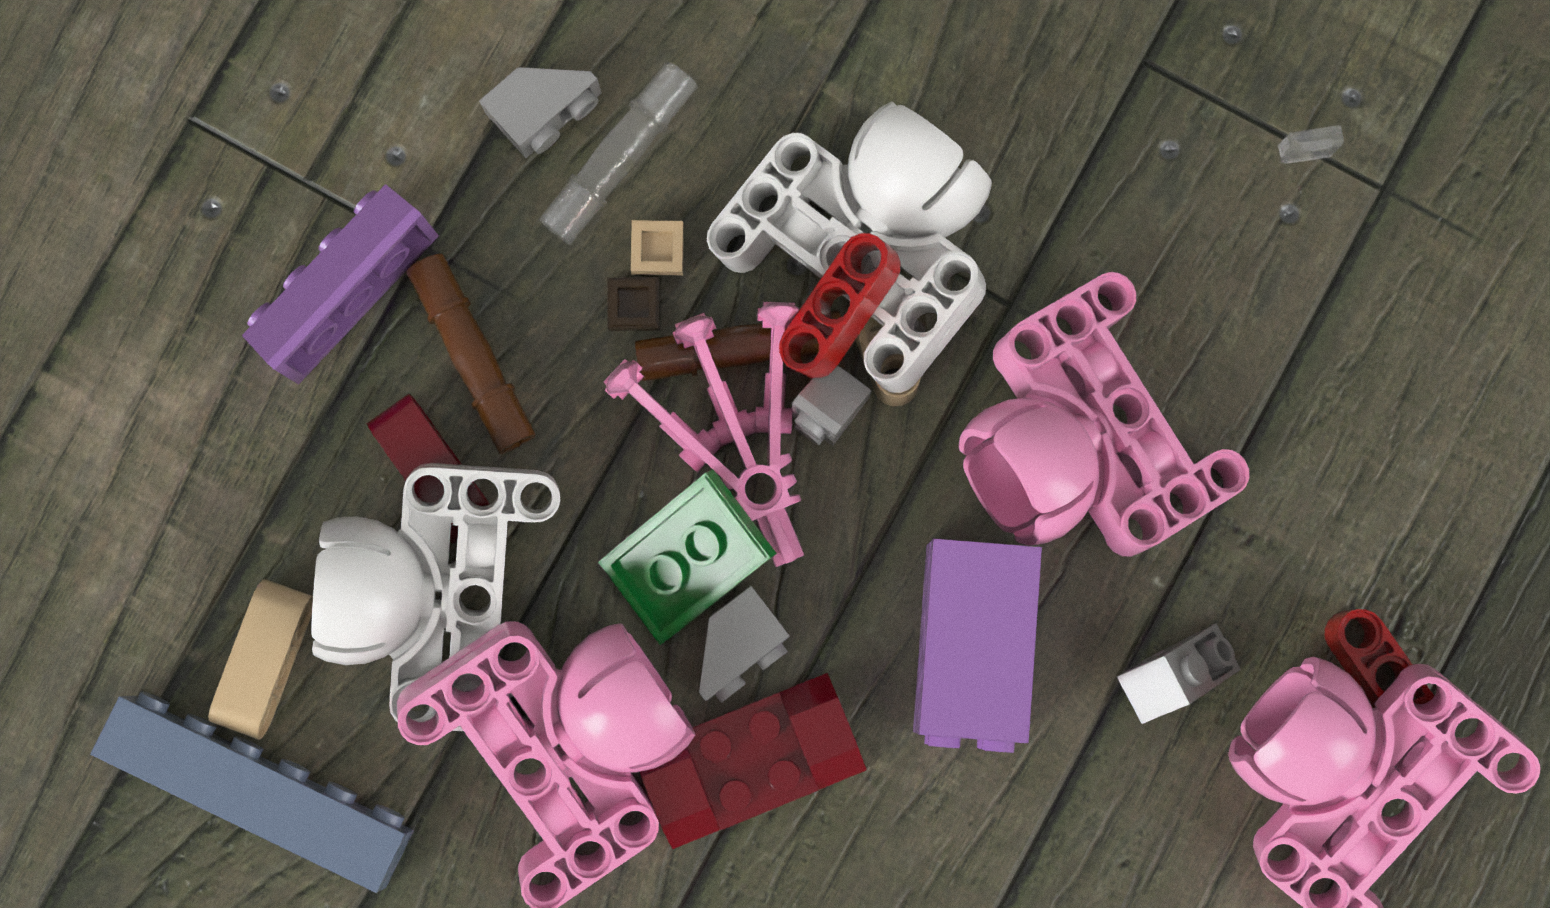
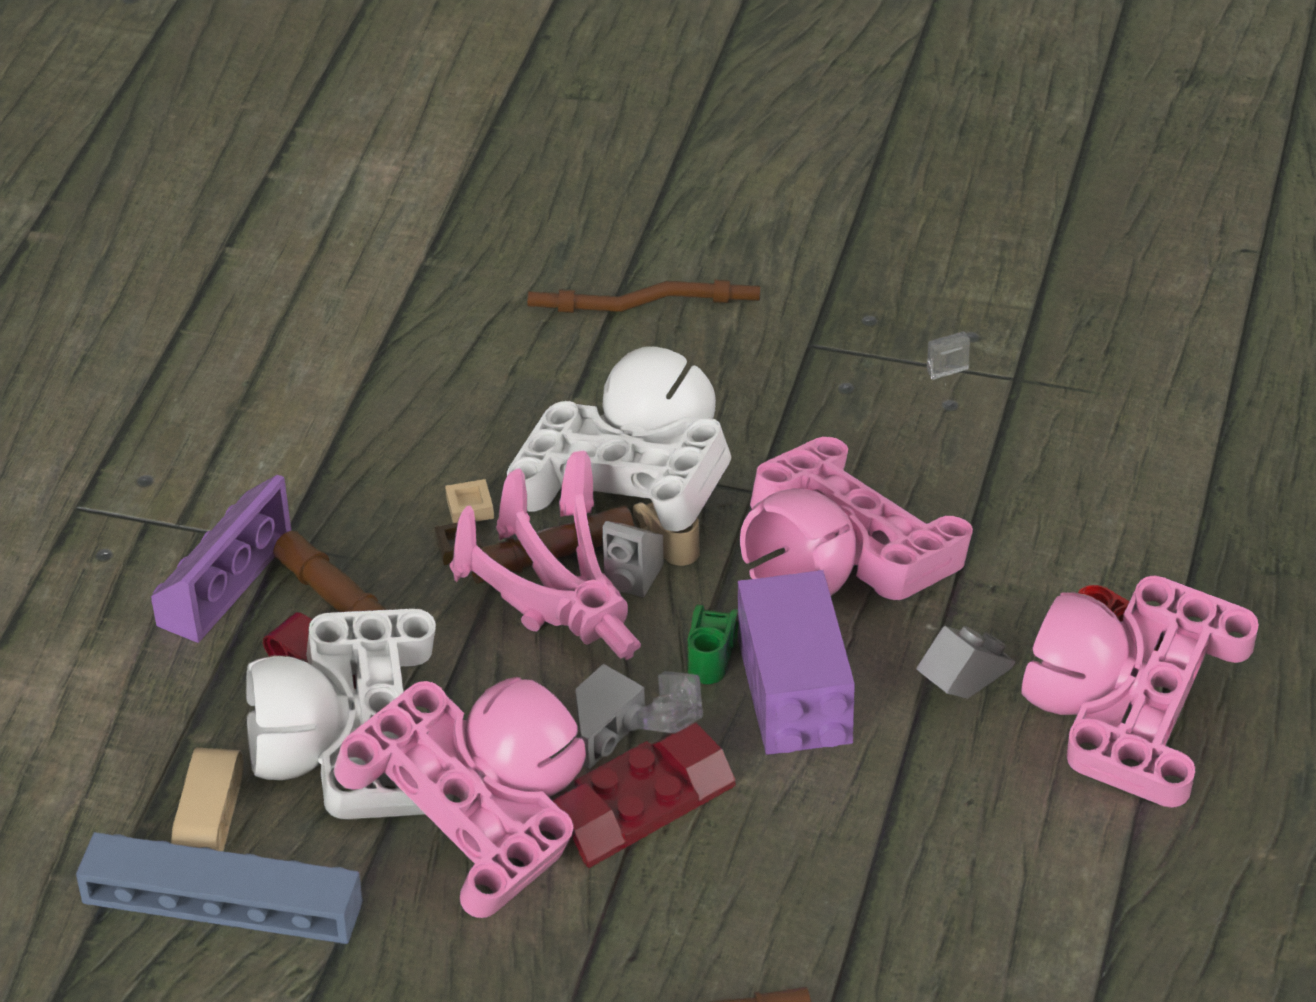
camera: 15 degrees left, 40 degrees down
(539, 102) = (354, 438): light grey slope -> none
(618, 153) = (422, 458): clear piece -> none
(687, 557) = (553, 646): tile -> none
(817, 659) = (676, 706): none -> clear bracket
(840, 279) = (621, 462): red beam -> none
(893, 552) = (711, 643): none -> green piece

